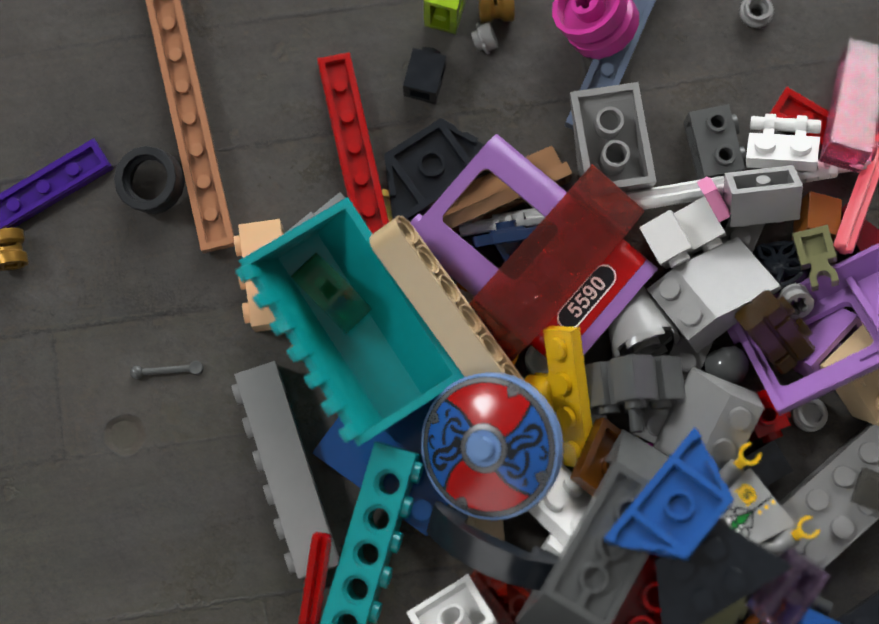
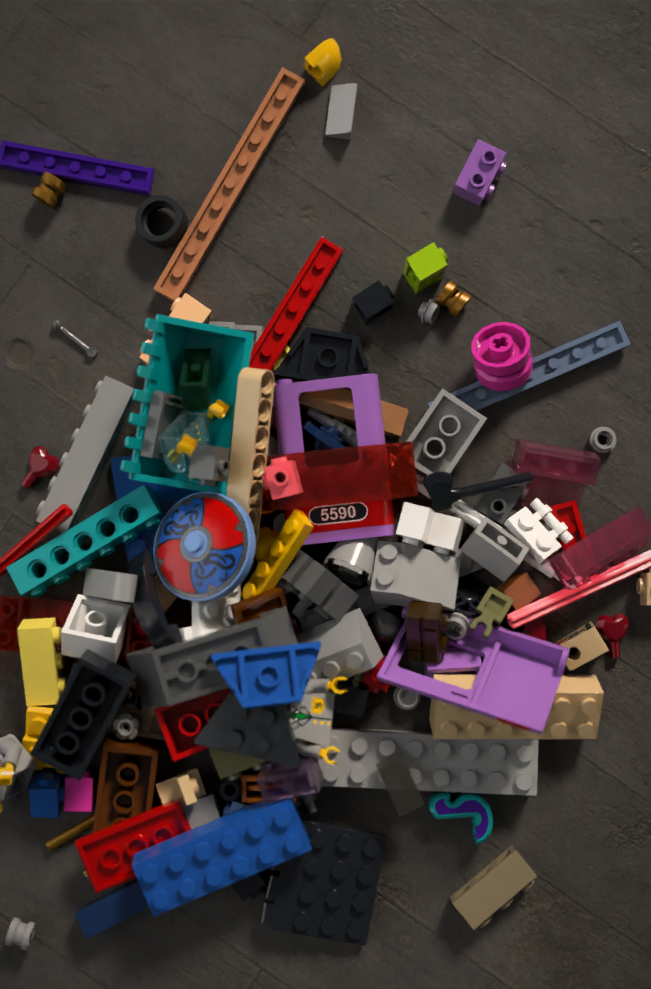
camera: 40 degrees right, 5 degrees up
(248, 523) = (40, 466): none -> dark red rock
(345, 366) = (162, 412): none -> dark grey container
(379, 357) = (186, 433): none -> clear light blue torso
(424, 359) = (209, 464): none -> dark grey brick
(432, 571) = (110, 585): none -> light grey beam
(507, 308) = (282, 478): none -> coral brick
(666, 188) = (443, 495): none -> black piece
(714, 198) = (465, 525): bright pink tile -> none
(736, 67) = (556, 461): none -> clear pink brick

